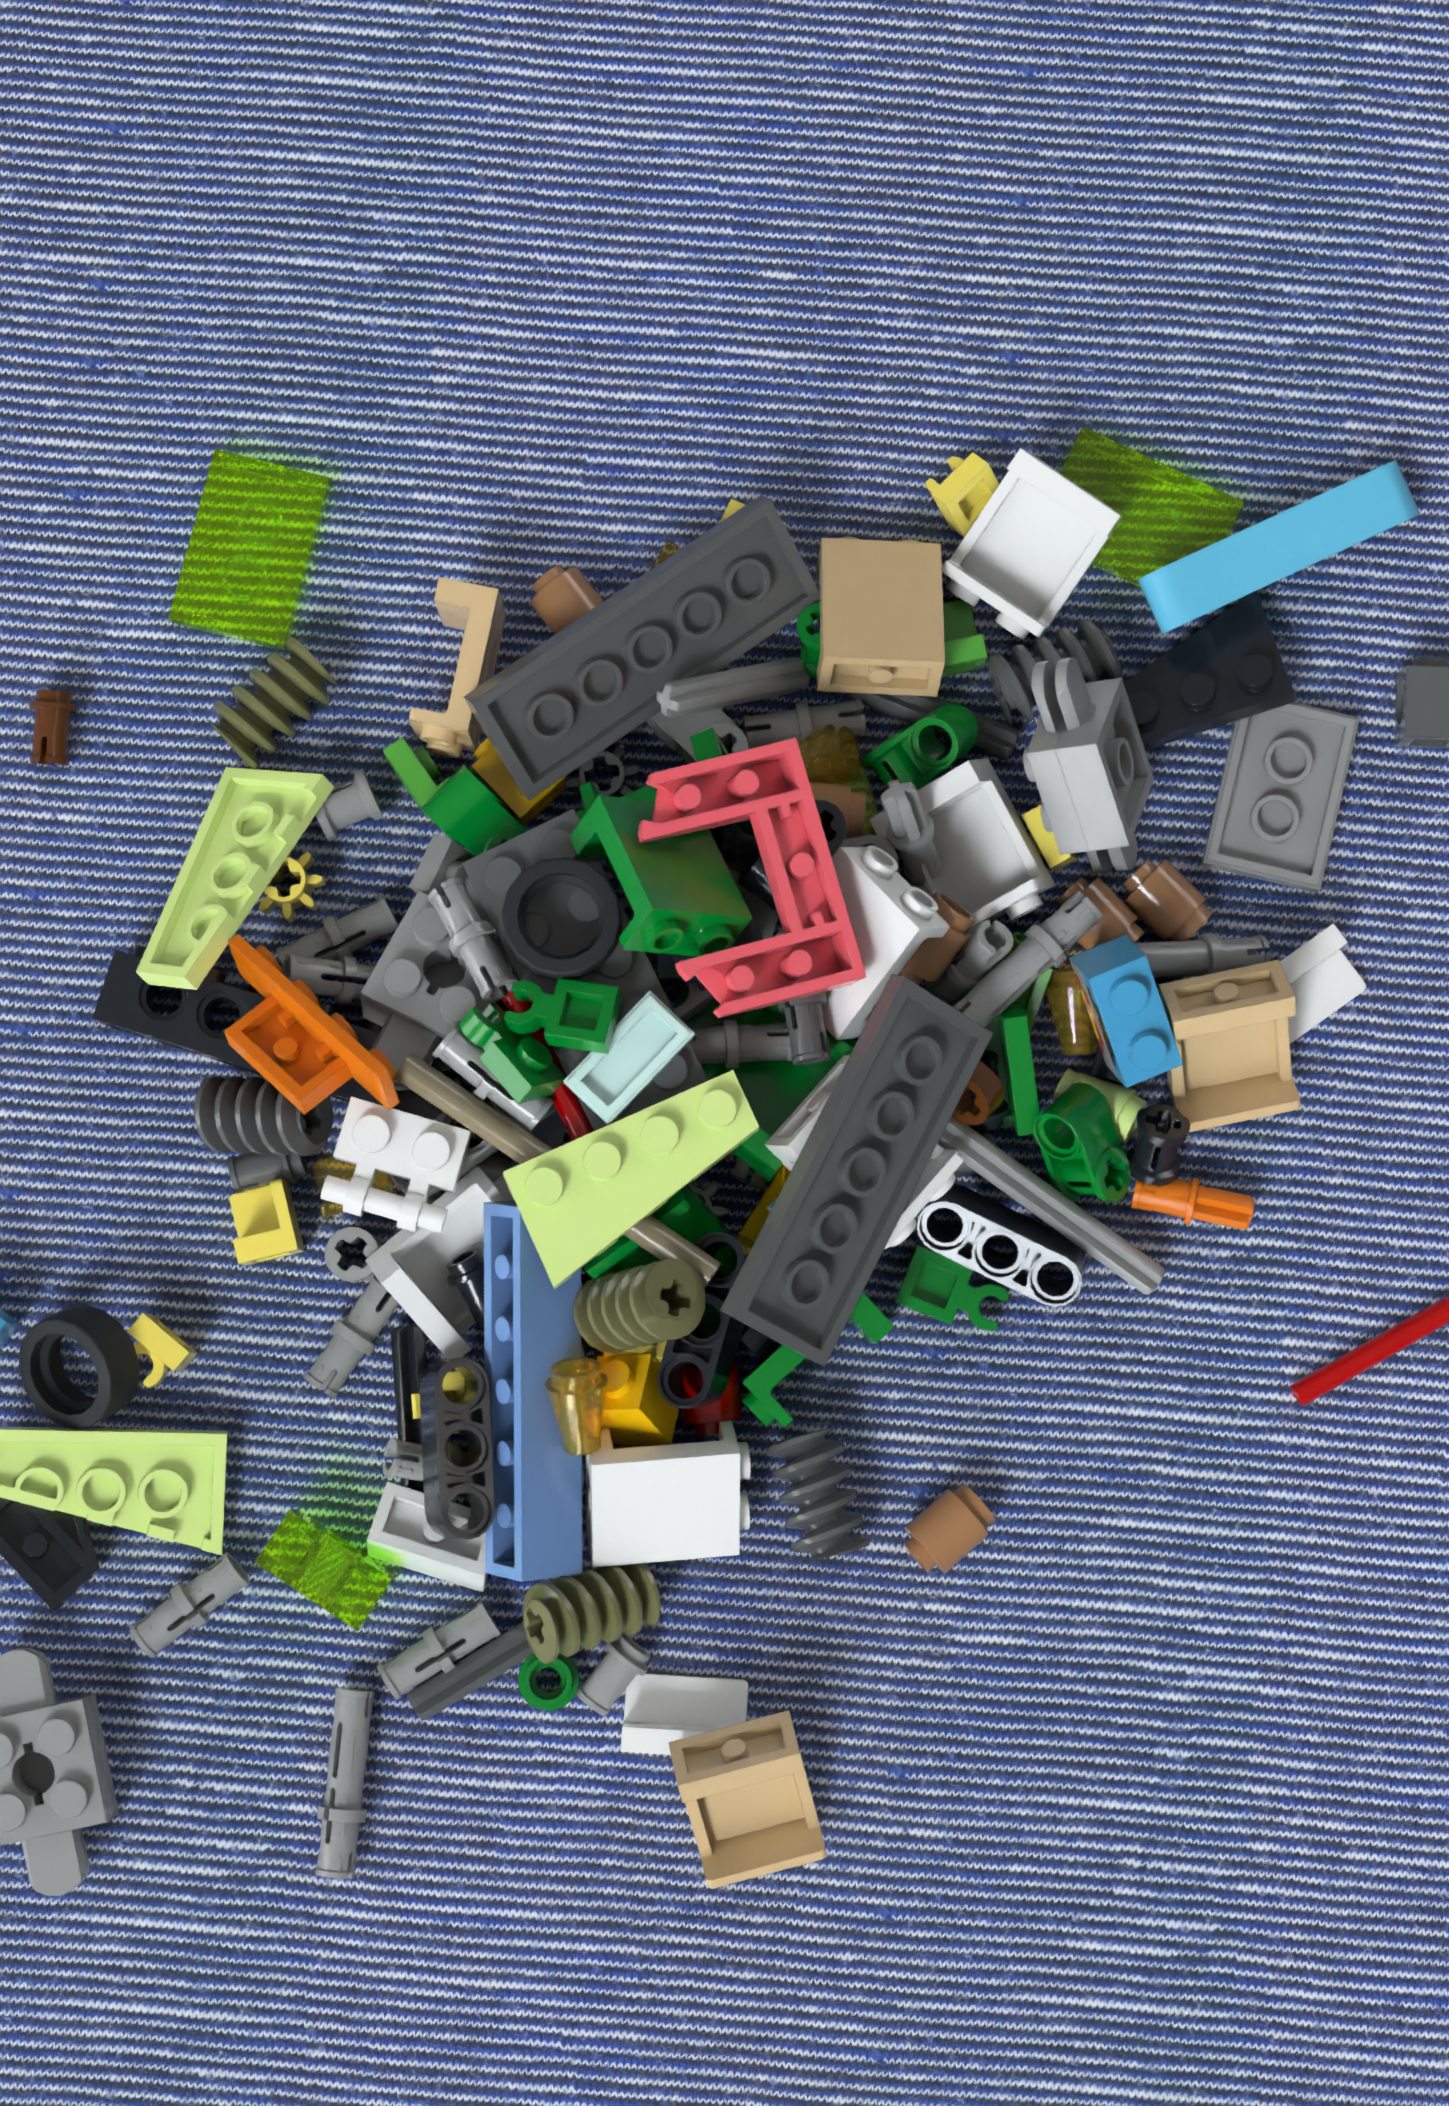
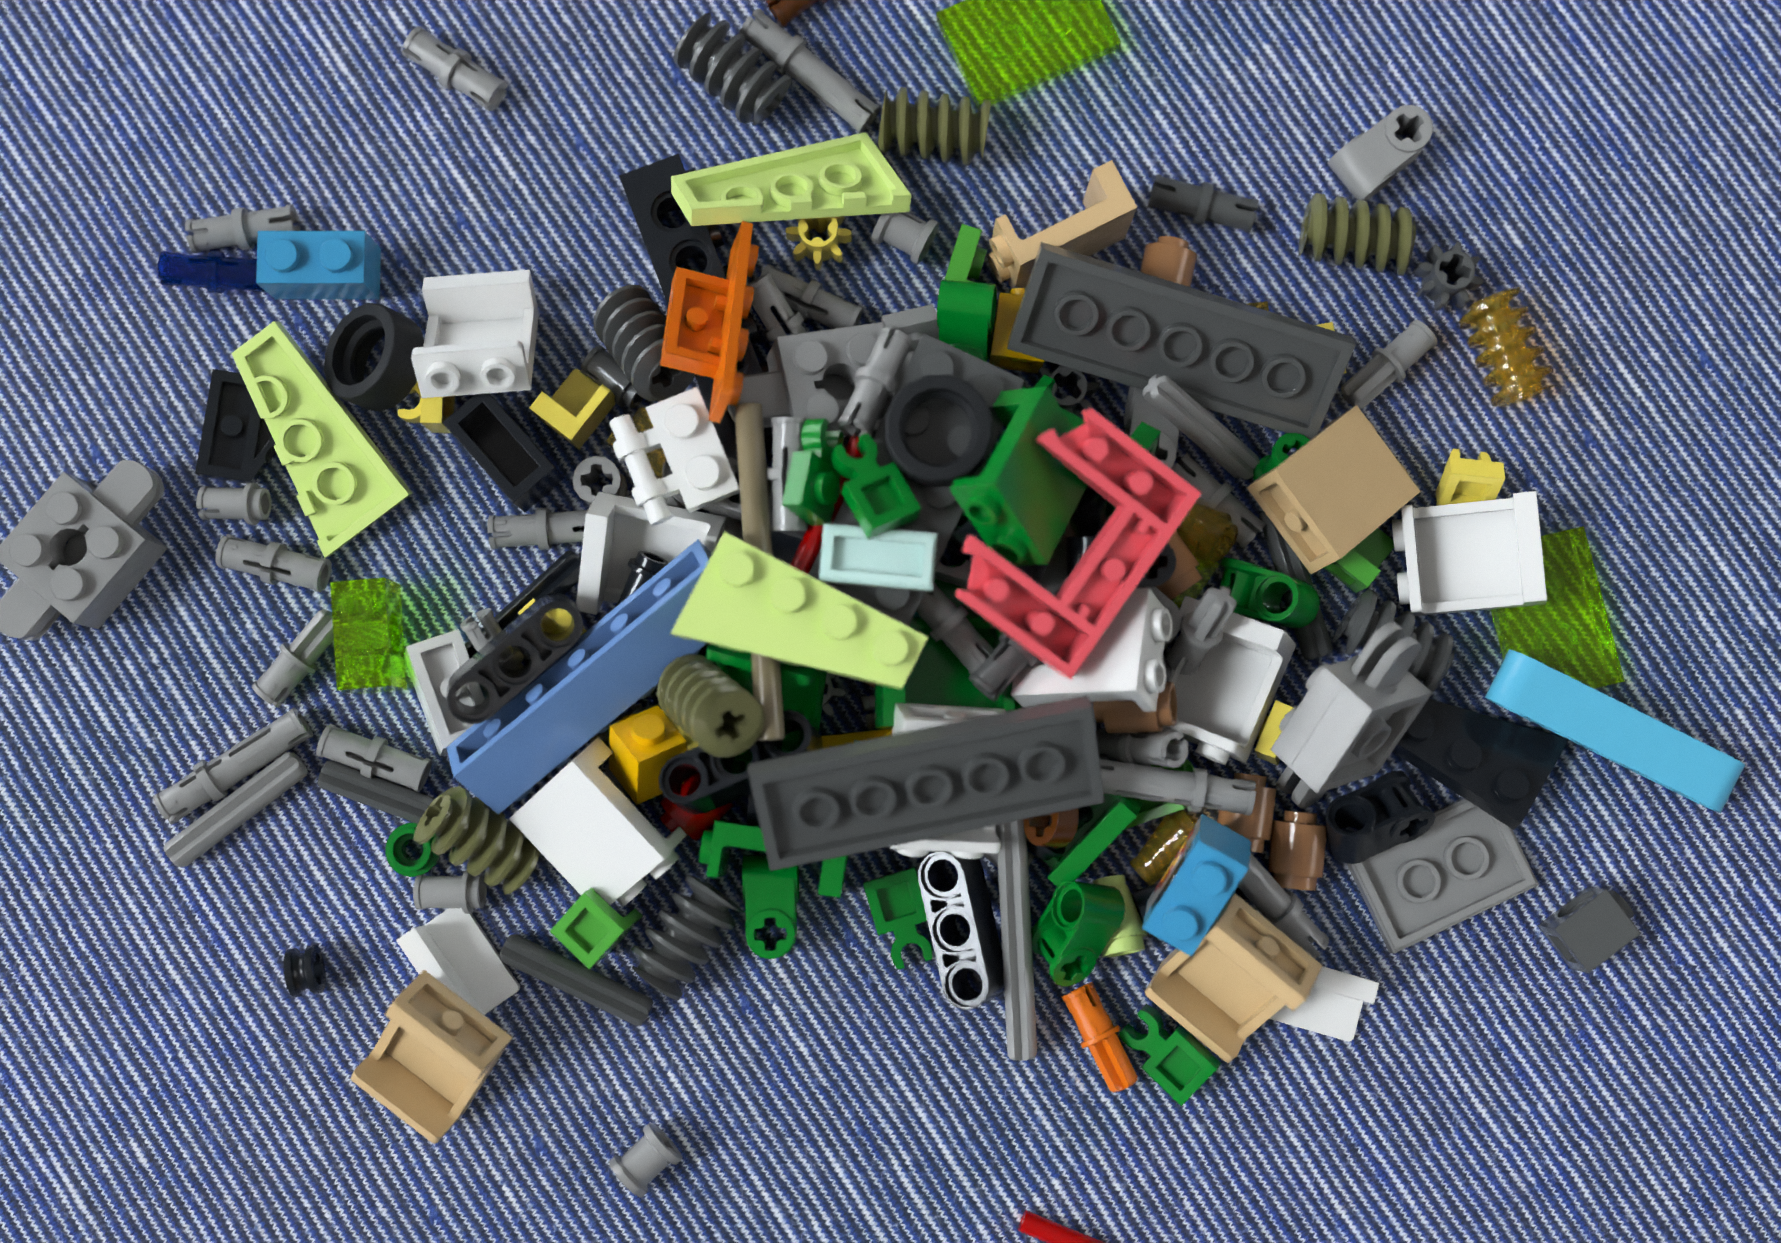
camera: 50 degrees right, 0 degrees up
(74, 843) = (729, 72): none -> dark grey piece
(106, 1598) = (234, 503): none -> light grey pin
(128, 773) = (810, 71): none -> light grey pin
(134, 1257) = (477, 334): none -> white panel
(257, 1315) = (503, 450): none -> black brick
(294, 1649) = (296, 660): none -> light grey axle
(385, 1811) = (235, 809): none -> light grey axle
(532, 522) = (1203, 203): none -> dark grey pin
(578, 1401) = (611, 714): clear yellow cone -> none
(580, 1859) = (304, 971): none -> black bush
(614, 338) = (1378, 155): none -> light grey piece
(669, 410) = (1358, 232): none -> olive piece
(747, 1568) = (593, 928): none -> bright green panel
(774, 348) = (1460, 269): none -> dark grey gear
(779, 1623) = (576, 979): none -> dark grey axle
(807, 478) = (1389, 364): none -> light grey axle
(840, 1393) = (769, 896): none -> green piece
(875, 366) = (1506, 348): none -> clear yellow piece
(948, 1529) = (733, 1047): medium nougat brick -> none
(985, 1684) = (645, 1160): none -> light grey bush
(1156, 1144) = (1122, 985): black bush -> none
(1192, 801) = (1384, 813): none -> black piece
(1264, 1151) = (1175, 1060): none -> green plate

